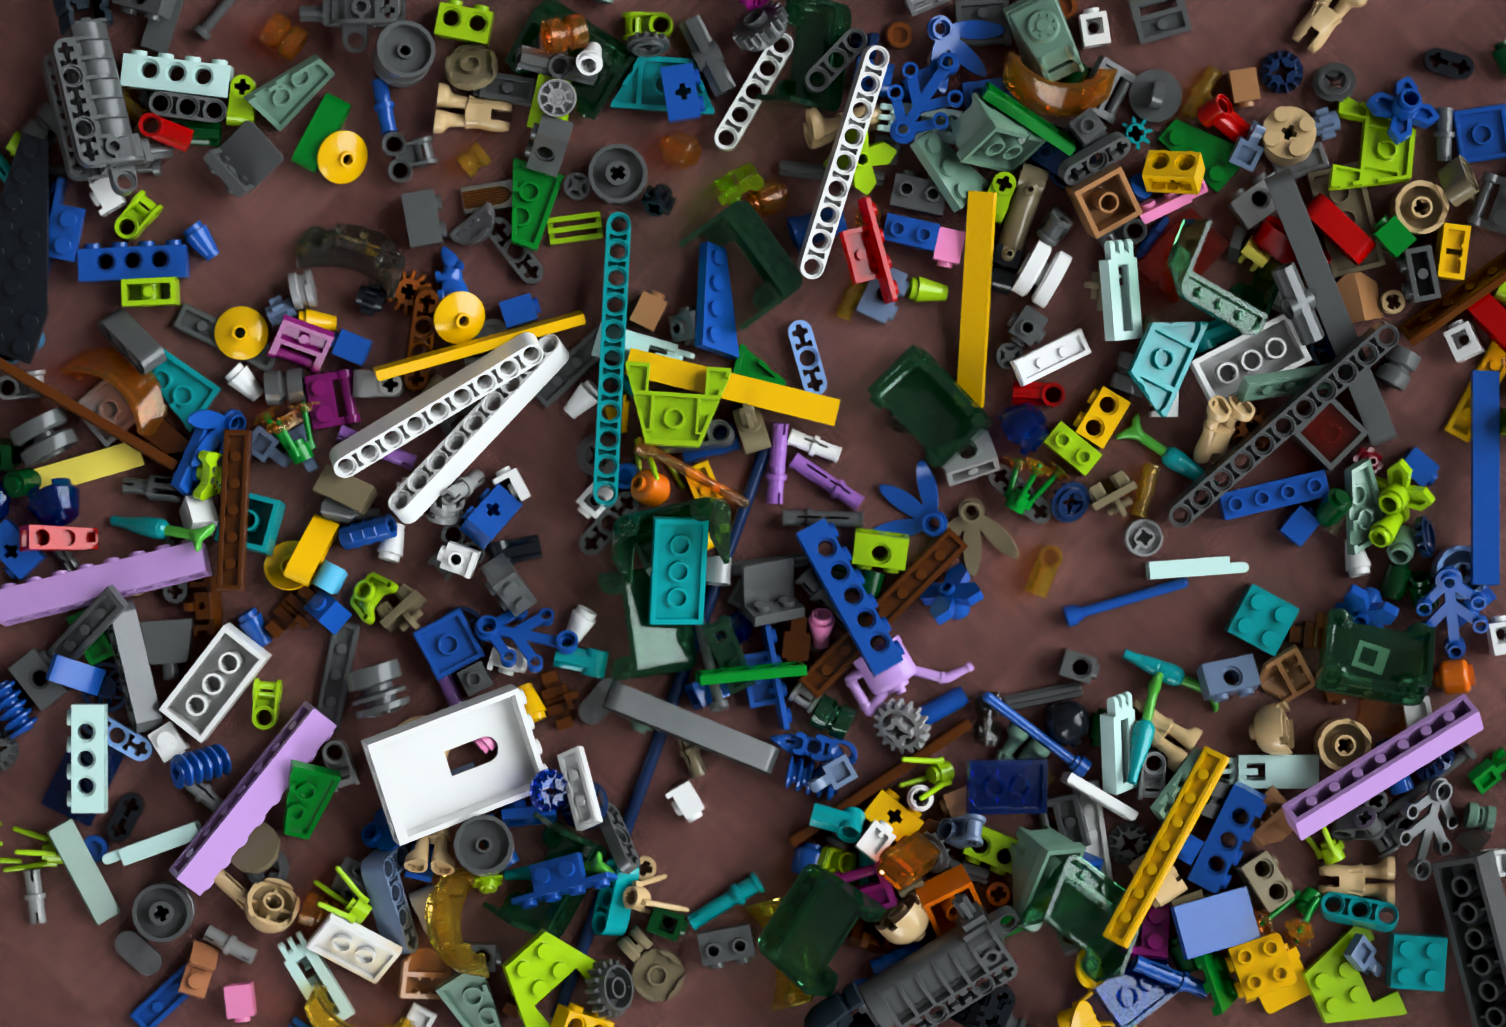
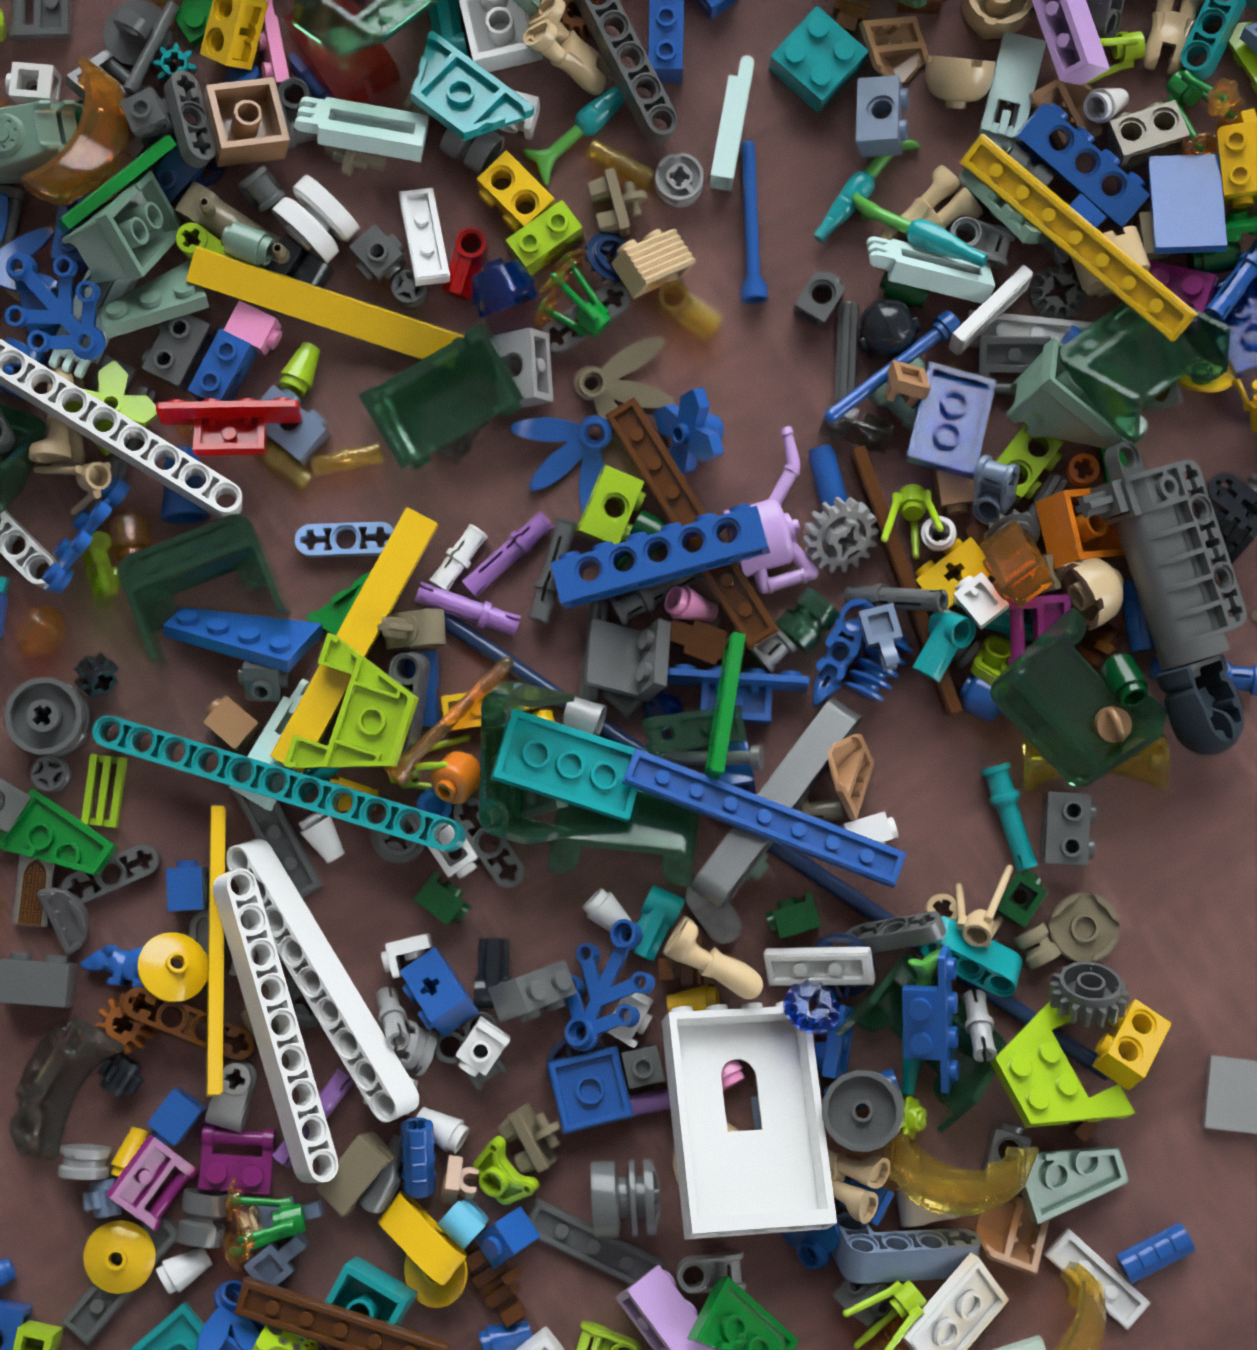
camera: 65 degrees left, 5 degrees down
(358, 561) = (454, 1178): none -> tile
(558, 501) = (443, 900): none -> dark green brick
(559, 722) = (727, 970): none -> tan piece
(566, 915) = (979, 1025): none -> light grey pin
(611, 760) = (793, 916): none -> dark green brick
(675, 722) = (764, 818): none -> blue tile
(728, 776) = (851, 771): none -> medium nougat slope
(753, 166) = (60, 574): none -> blue plant
(803, 161) = (90, 477): none -> tan plant
(809, 959) = (1112, 724): none -> medium nougat tile
(843, 960) = (1124, 680): none -> dark green brick
(864, 782) = (902, 598): none -> dark grey pin
(867, 343) = (347, 459): none -> clear yellow pin
(1008, 229) = (247, 244): none -> sand green brick
(1026, 747) = (908, 381): none -> medium nougat tile
(1073, 535) = (652, 261): none -> tan brick
(1141, 111) = (151, 47): none -> dark grey bar
(1279, 843) = (1105, 103): none -> white cone

